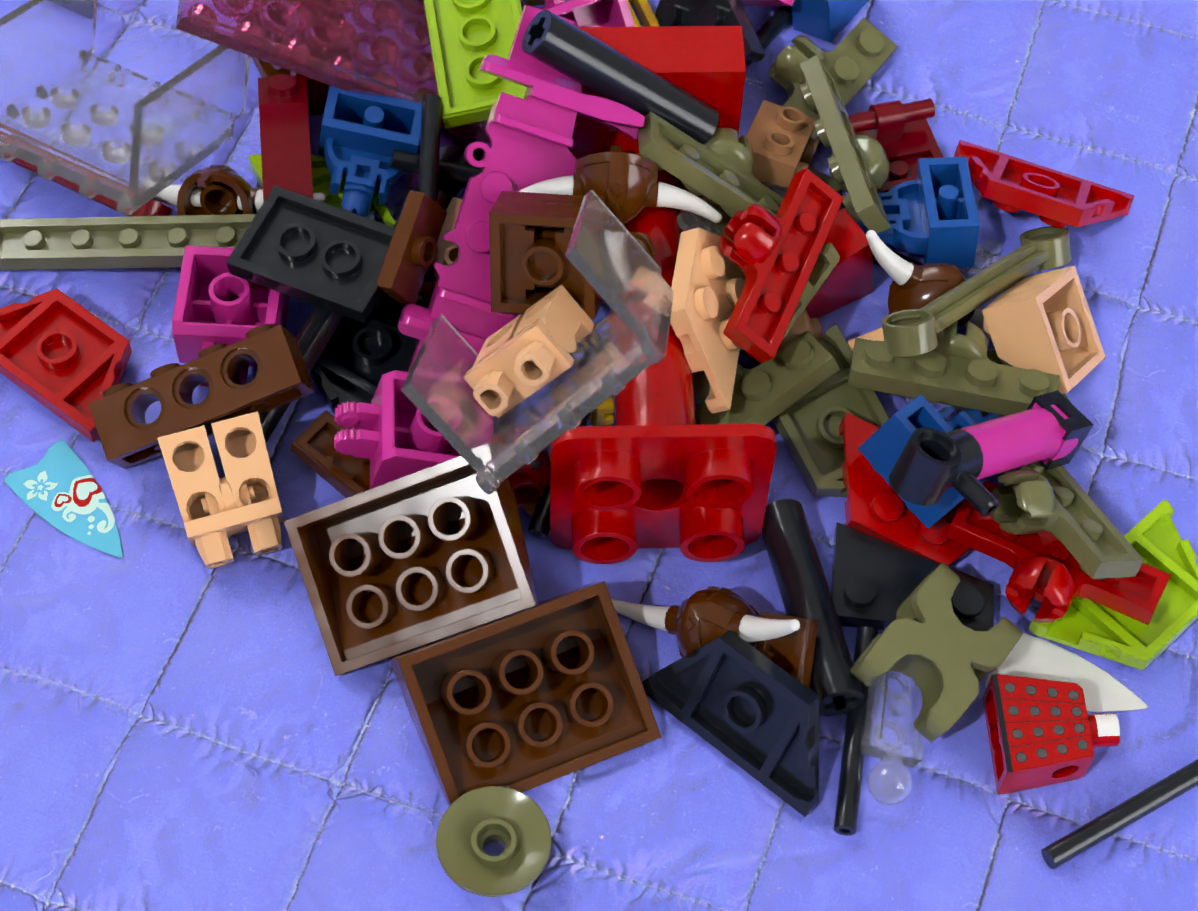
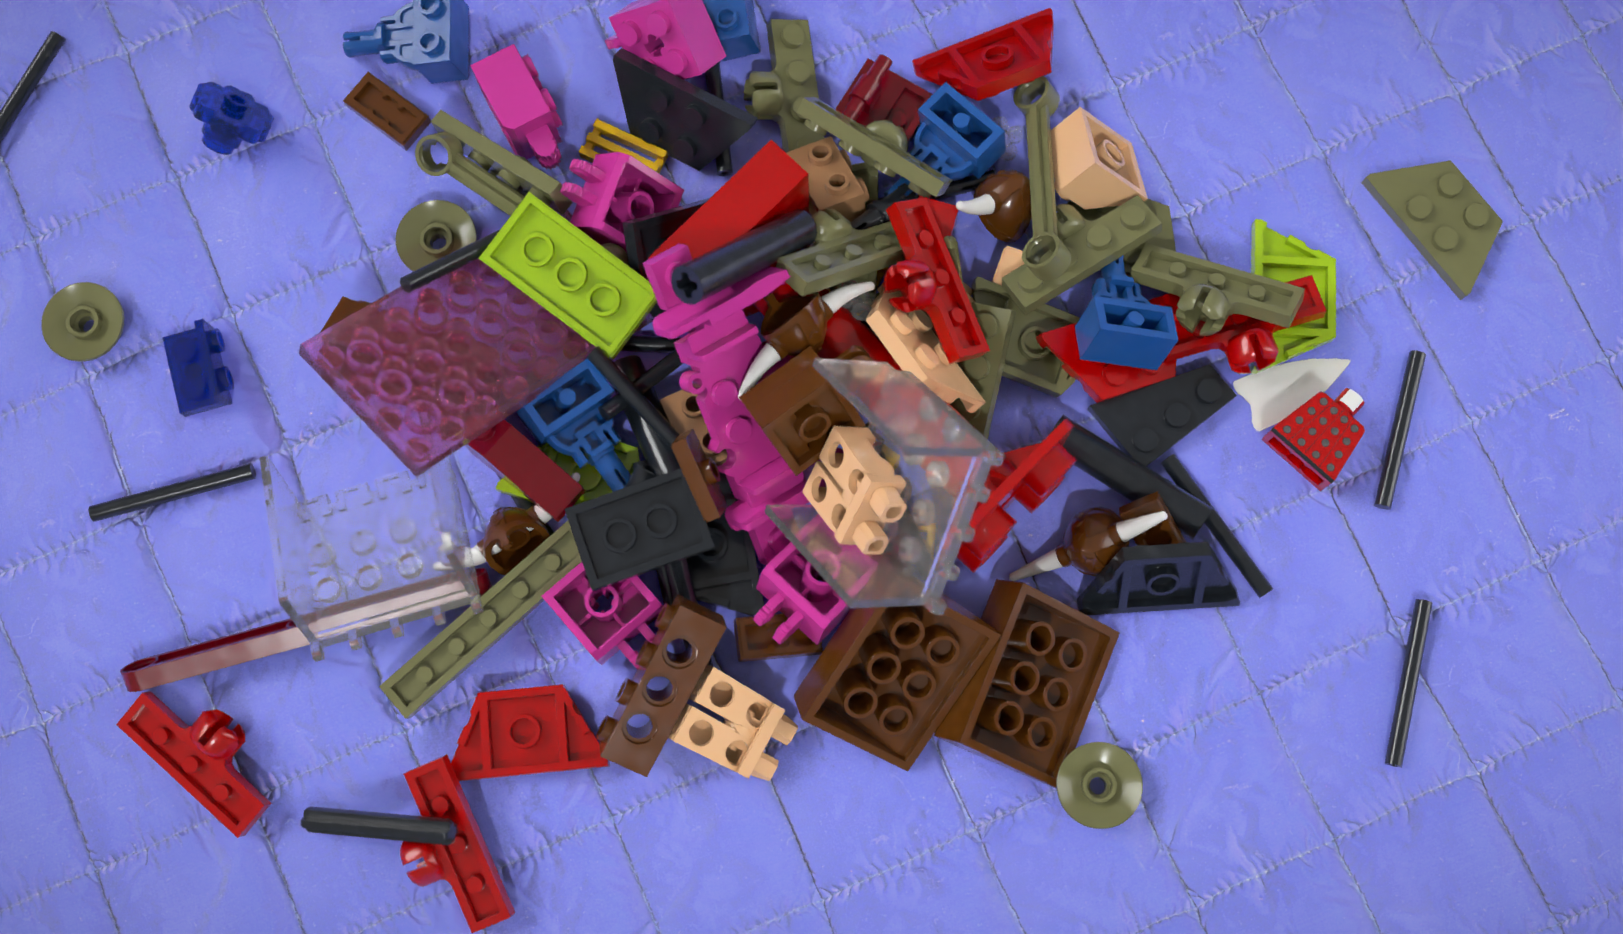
camera: 40 degrees left, 20 degrees up
(68, 498) = (632, 814): medium azure sticker -> none
(891, 736) = (1237, 503): clear plate -> none
(937, 652) = (1230, 444): olive piece -> none
(938, 461) = (1166, 303): black piece -> none

